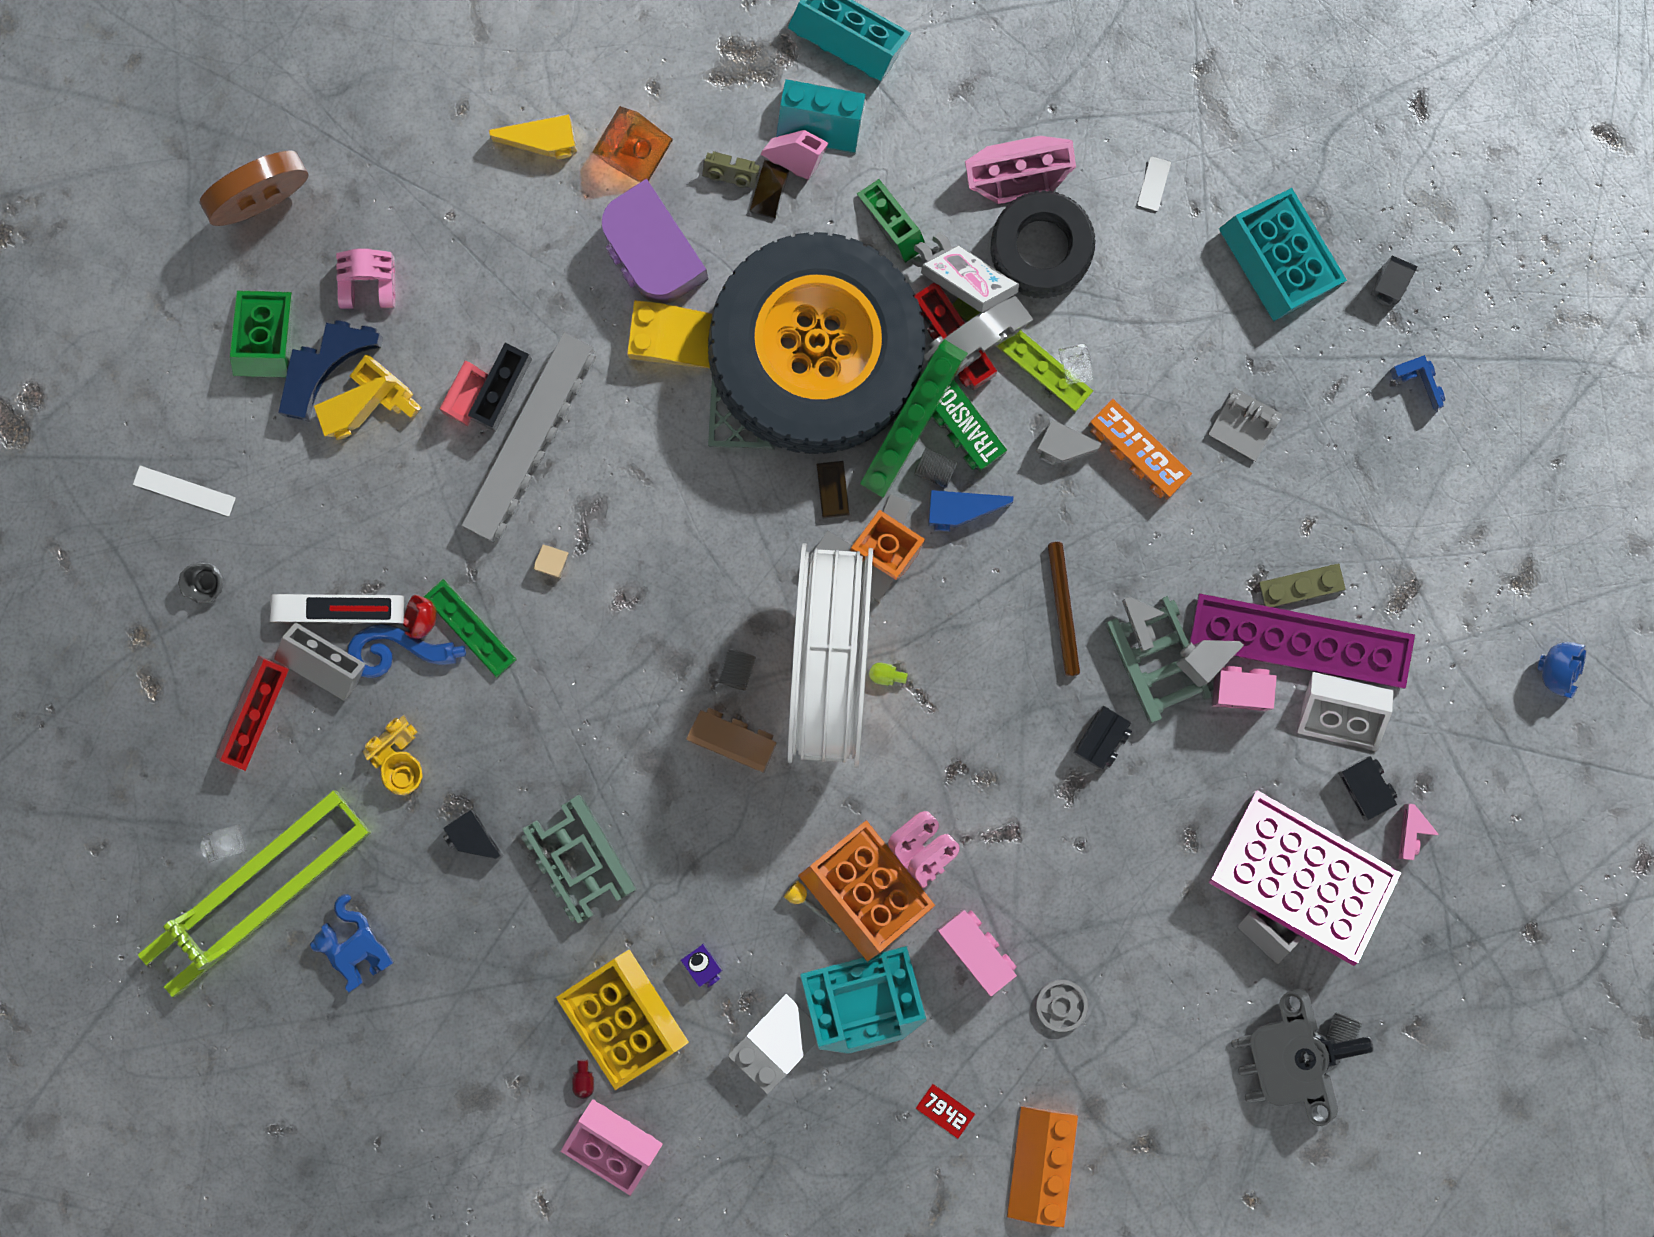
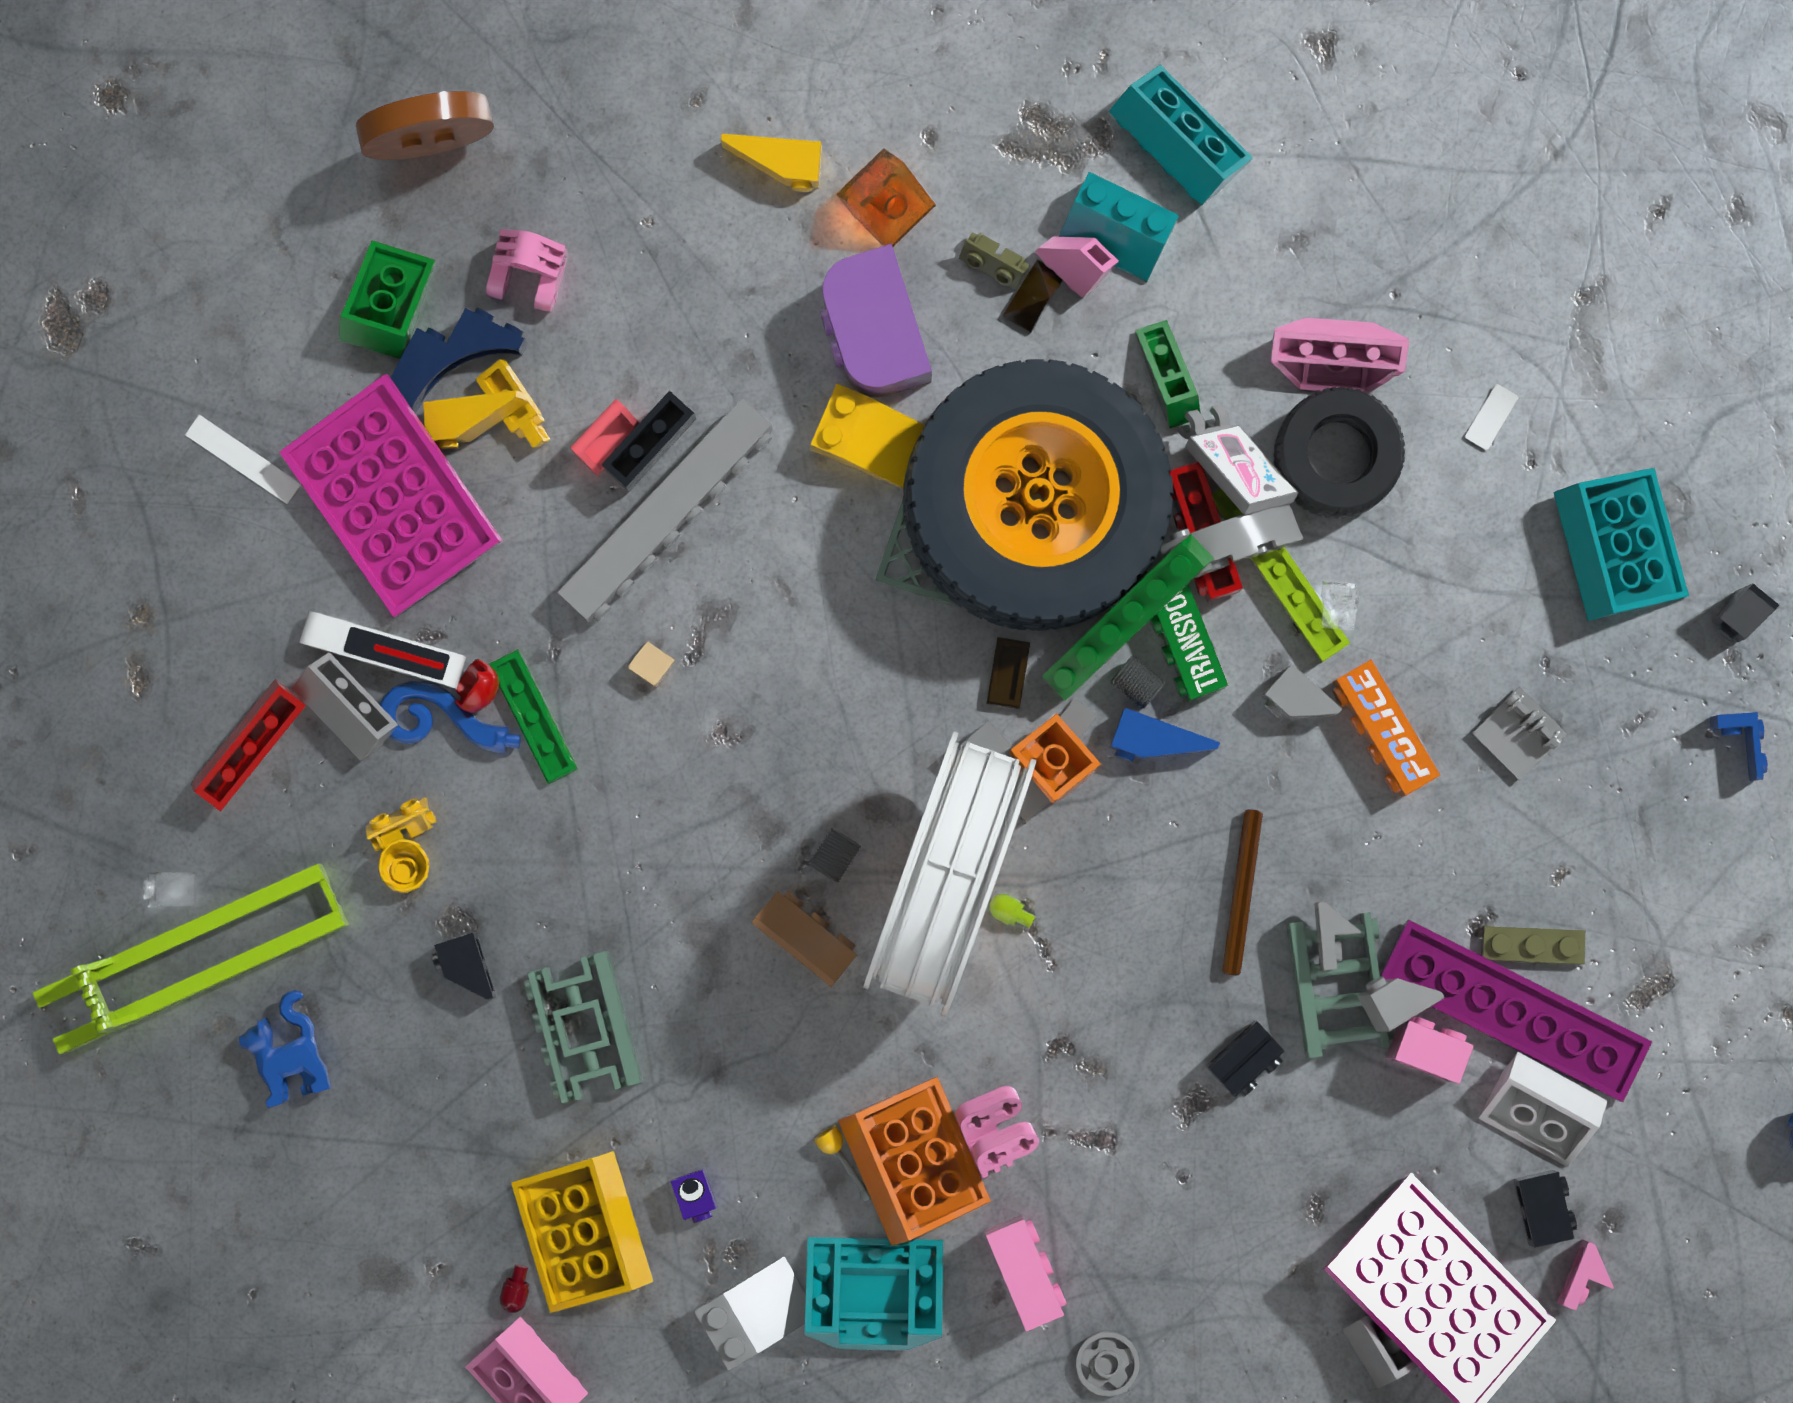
camera: 15 degrees right, 0 degrees up
(201, 582) = (231, 573): dark grey hair -> none
(309, 486) = (390, 495): none -> dark pink plate

